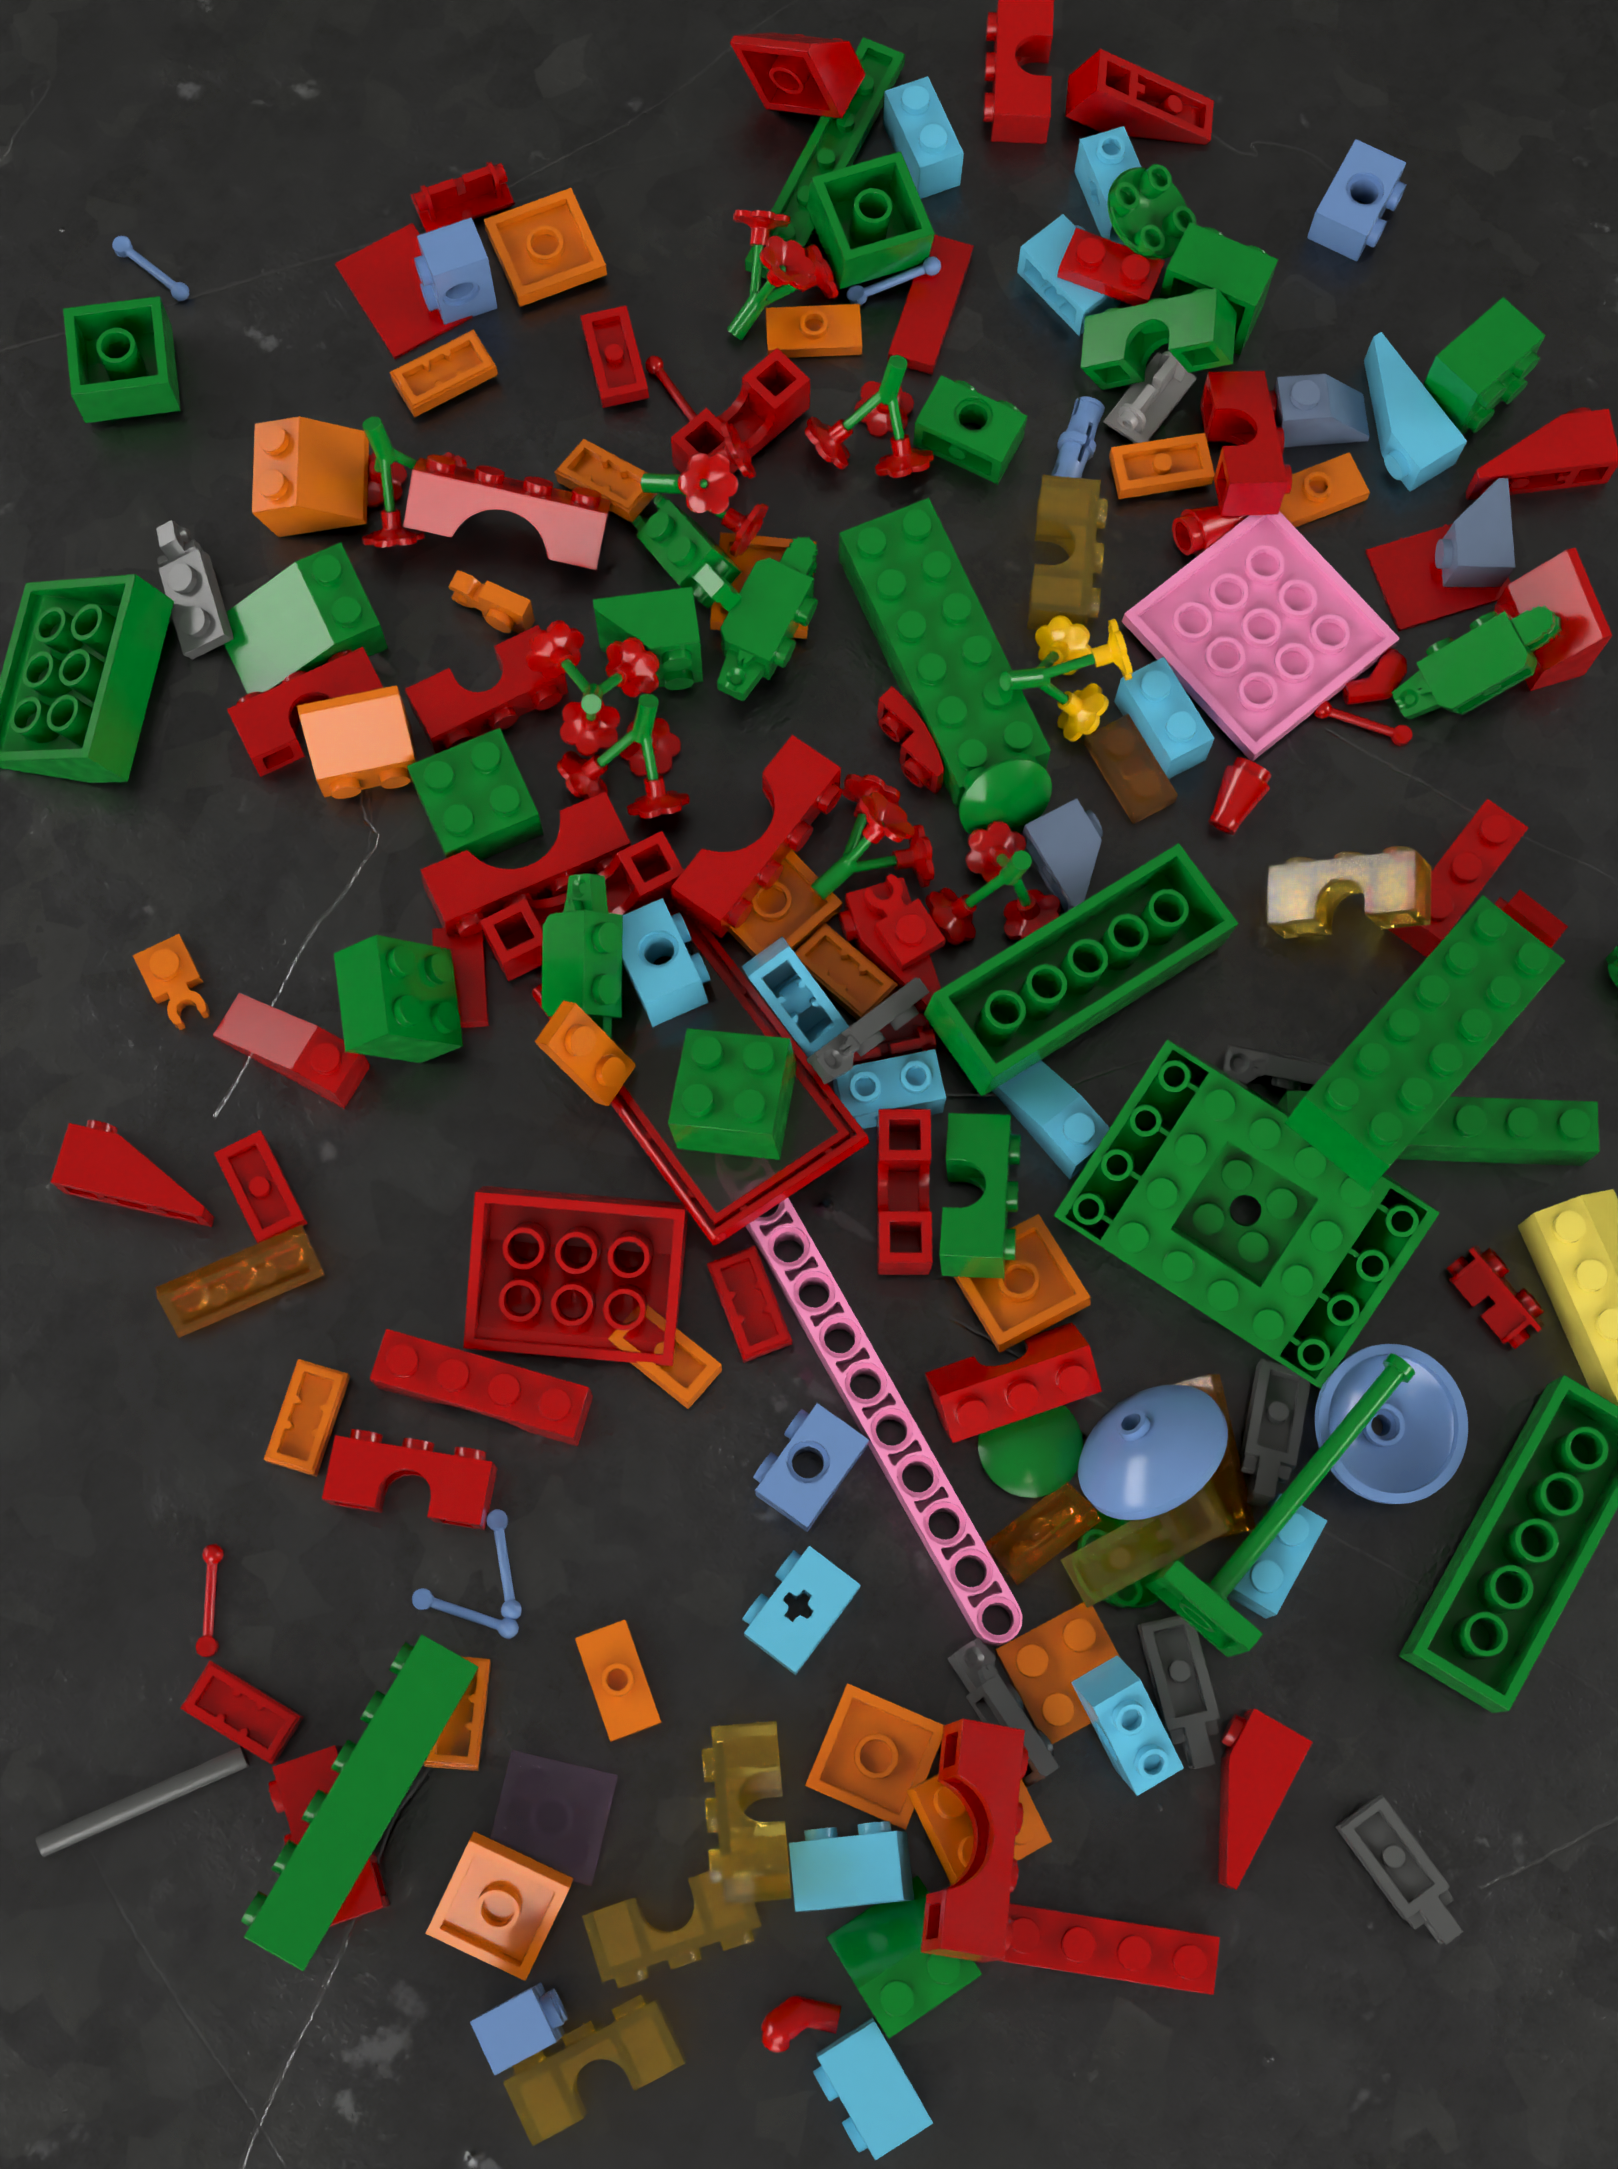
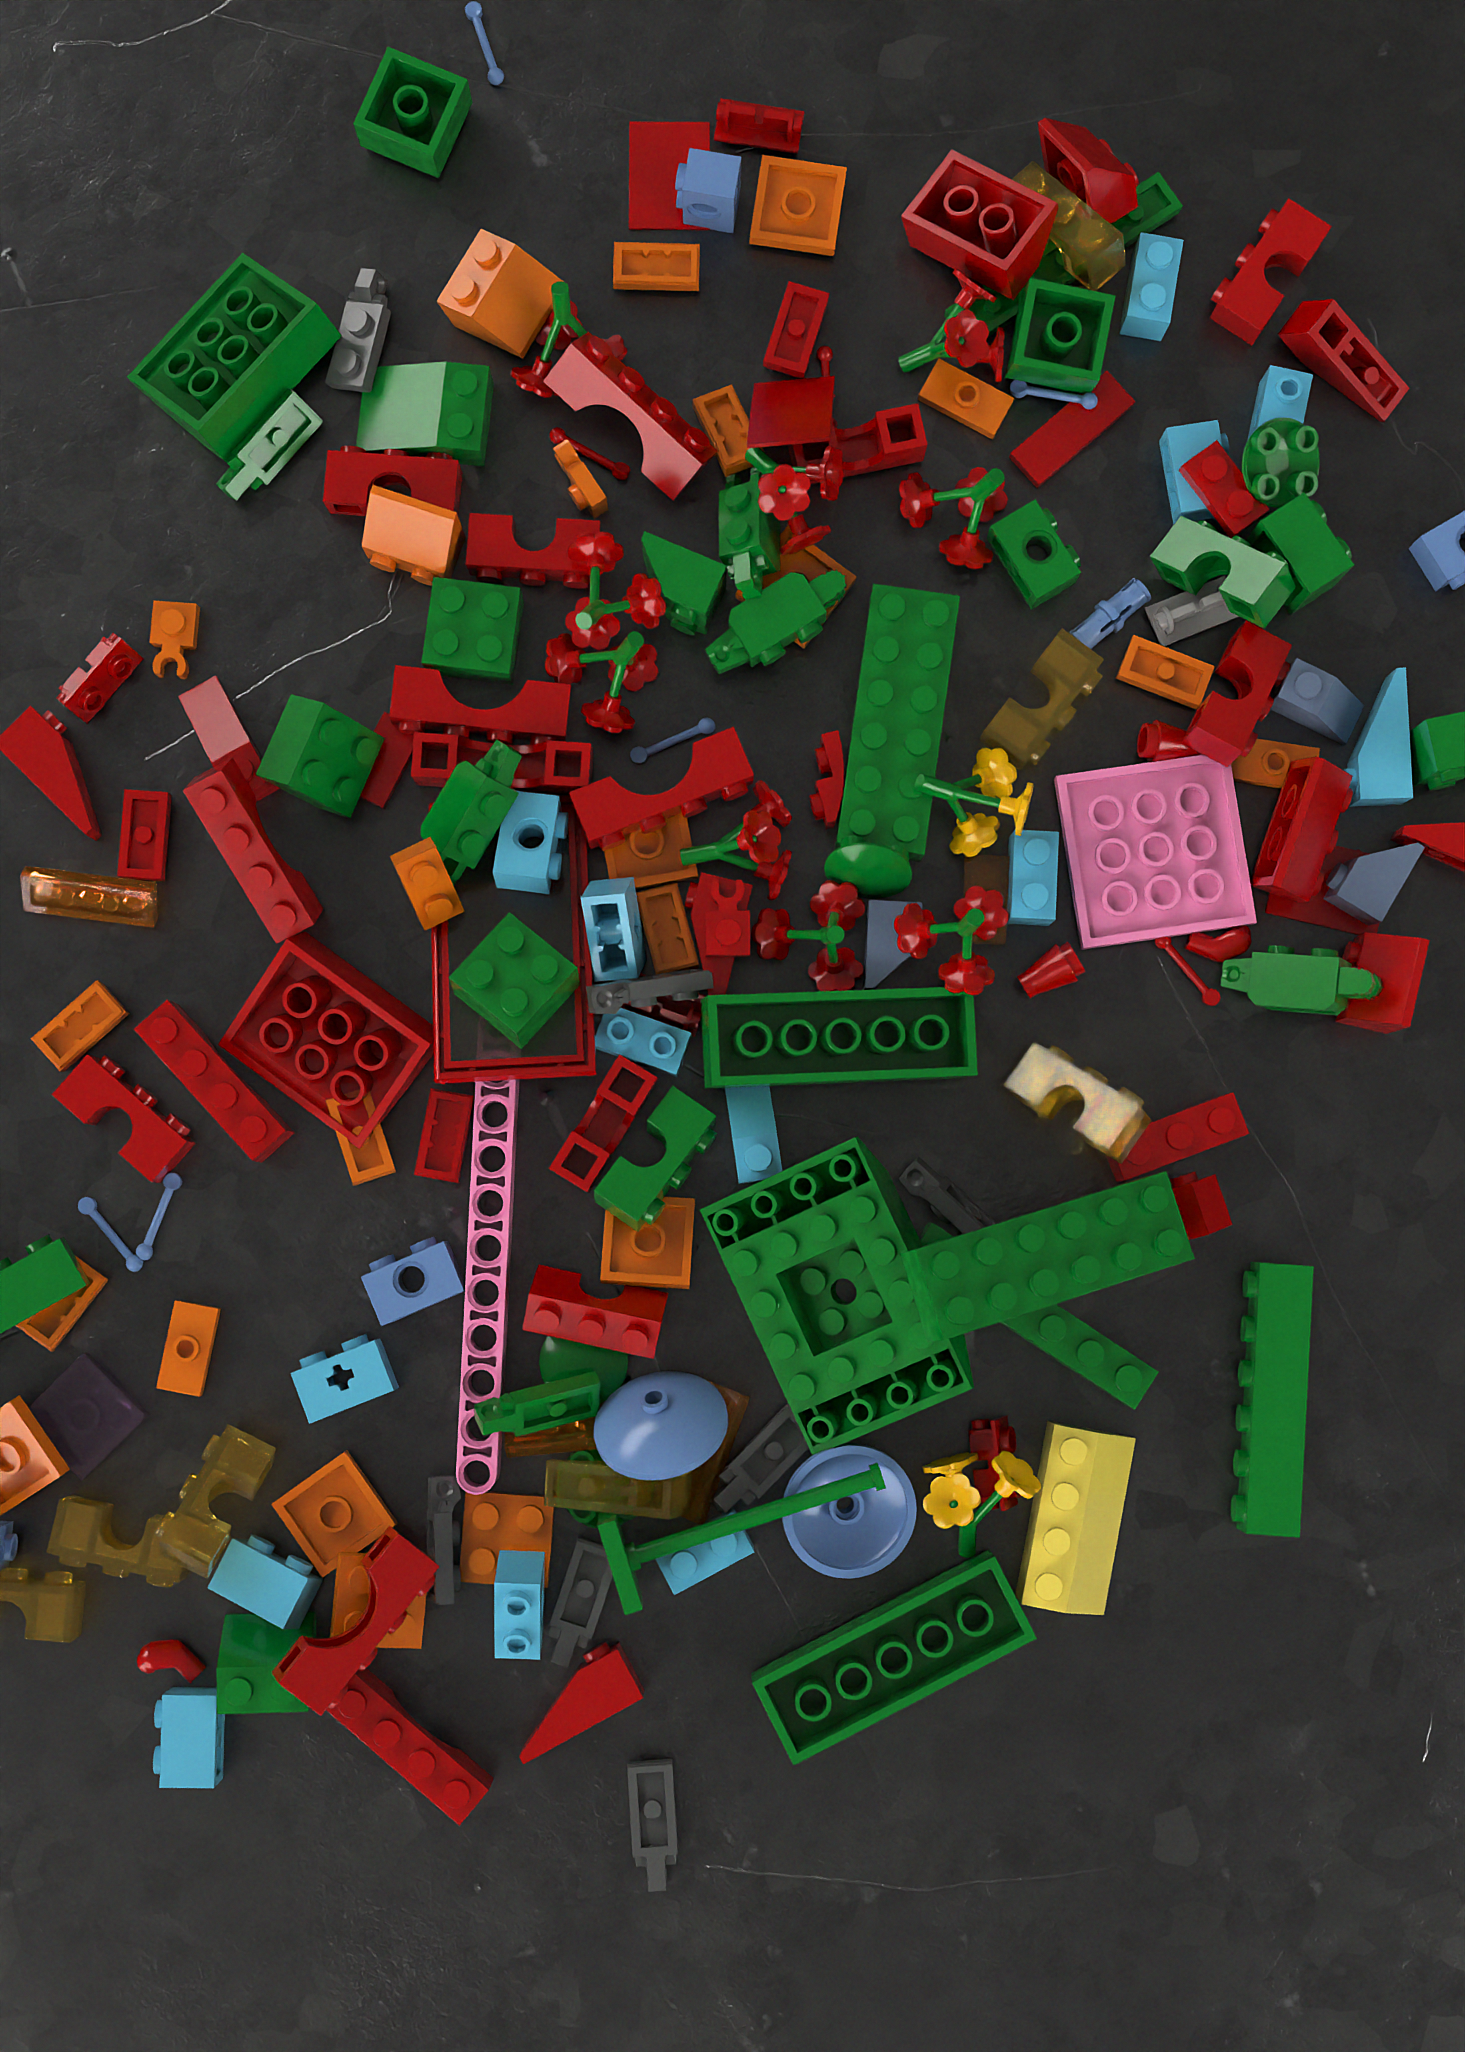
camera: 30 degrees right, 10 degrees up
(125, 1040) = (111, 665): none -> red hinge
(162, 743) = (269, 445): none -> hinge
(387, 1128) = (232, 820): none -> red arch
(522, 576) = (619, 469): none -> red hinge
(660, 425) = (791, 412): none -> red window
(710, 827) = (640, 755): none -> medium blue hinge
(731, 161) = (980, 224): none -> red slope
(838, 121) = (1086, 241): none -> clear yellow arch
(1021, 1506) = (540, 1406): none -> green hinge
(1134, 780) = (979, 914): none -> red plant
(1384, 527) = (1302, 829): none -> red slope
(1500, 1340) = (954, 1498): none -> yellow plant

